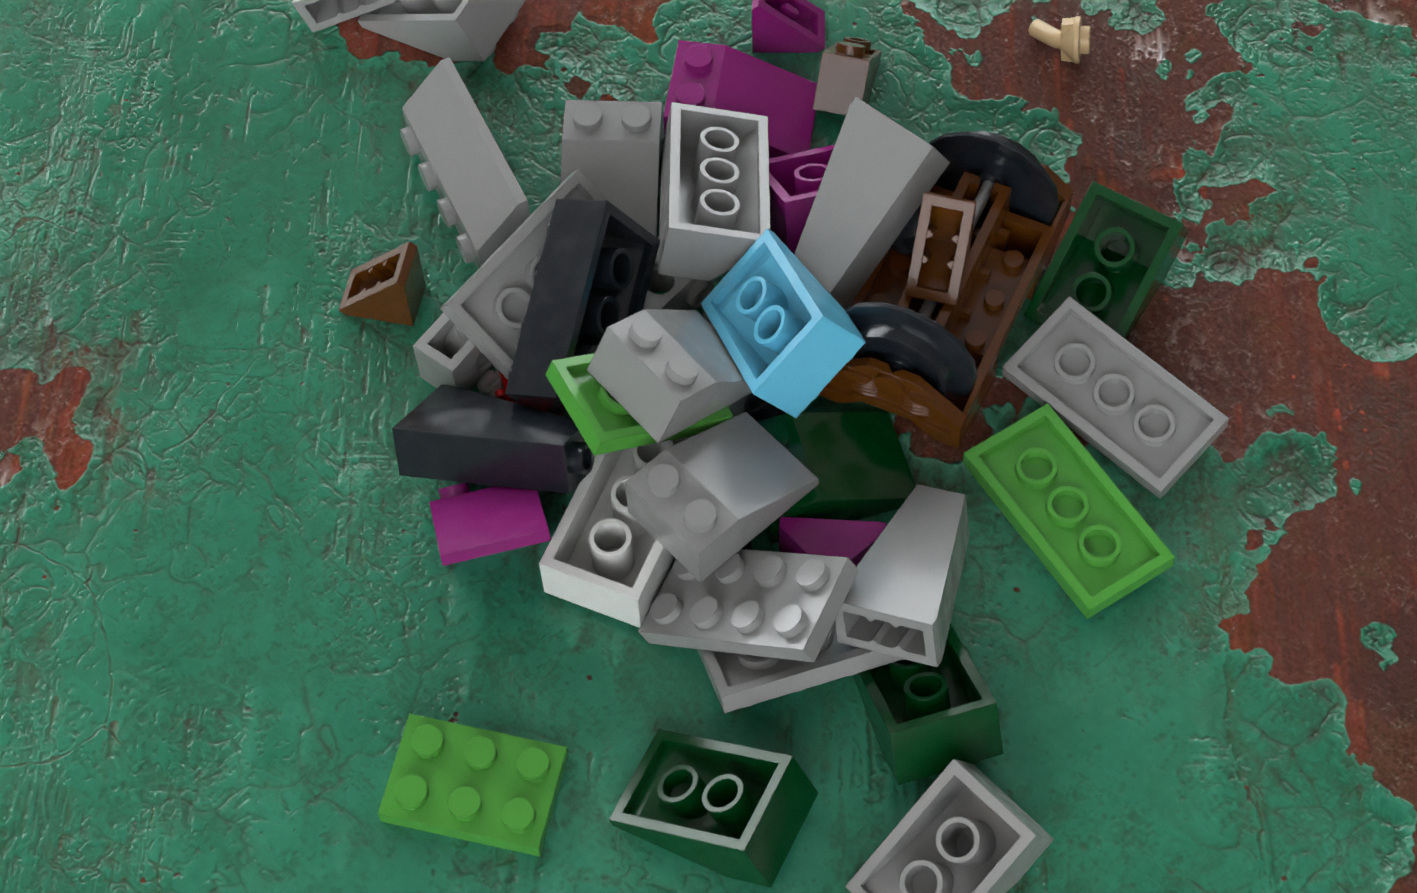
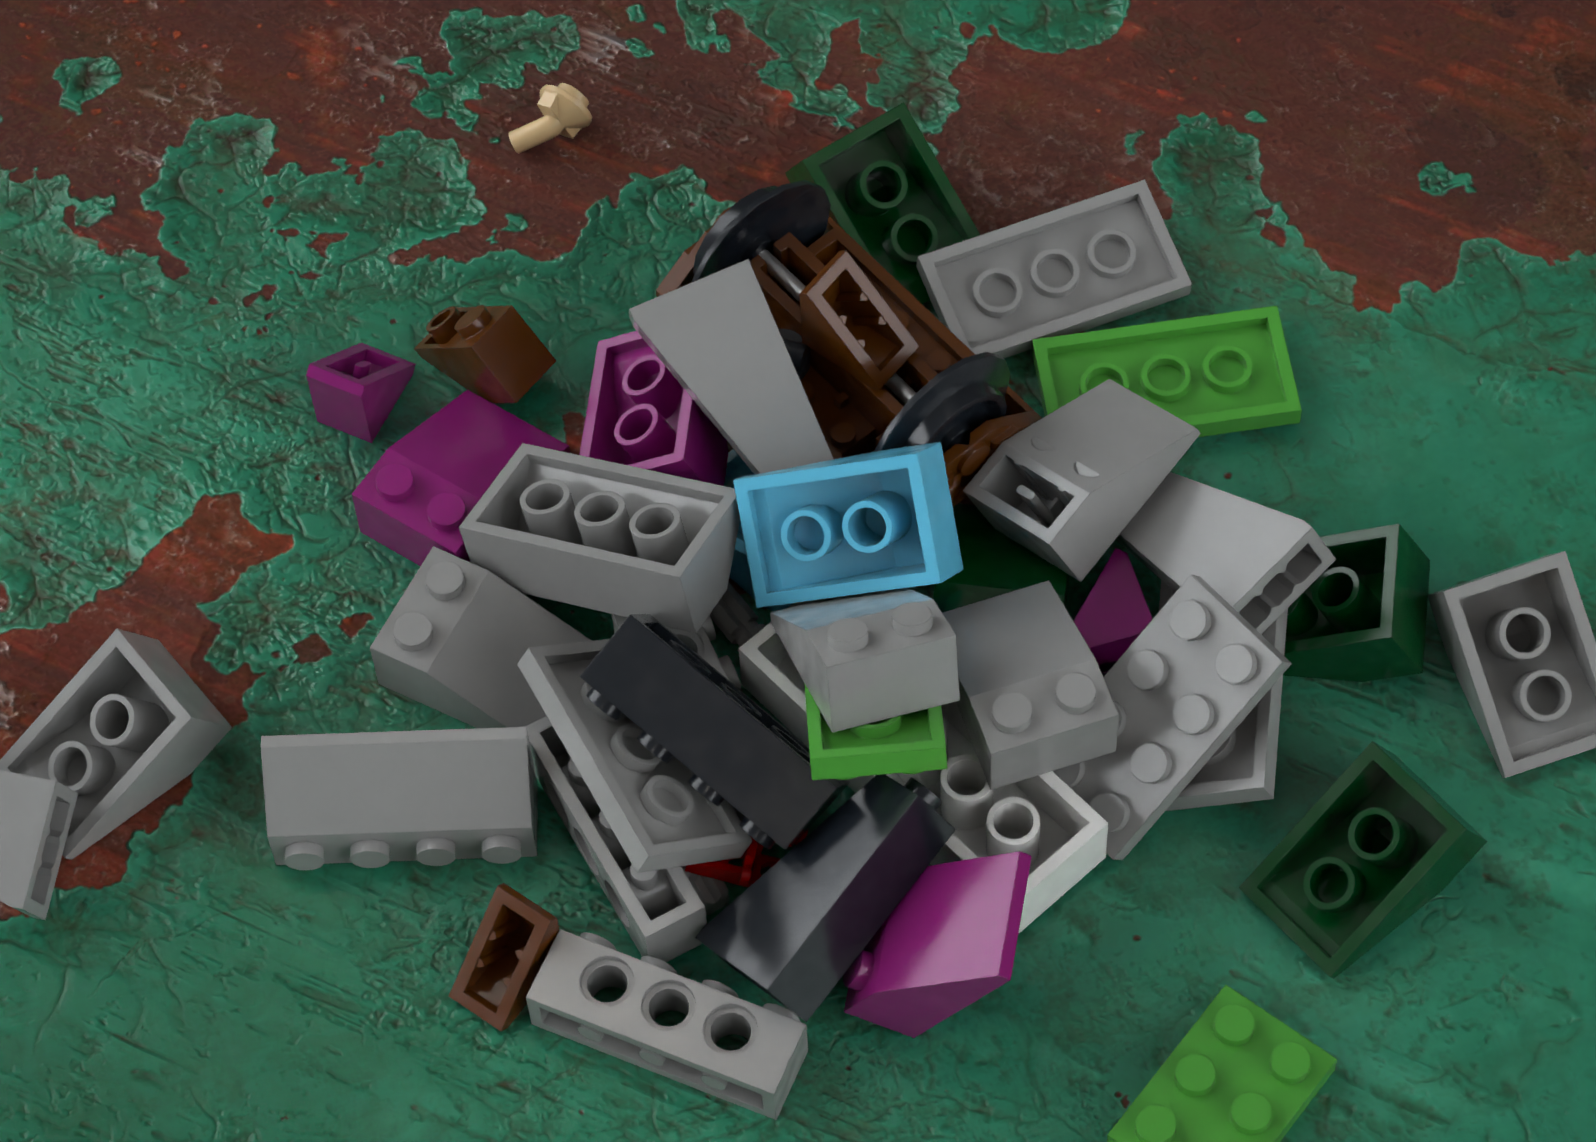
camera: 65 degrees left, 0 degrees up
(371, 331) = (750, 1077): none -> light grey brick
(920, 464) = (1080, 475): none -> light grey slope

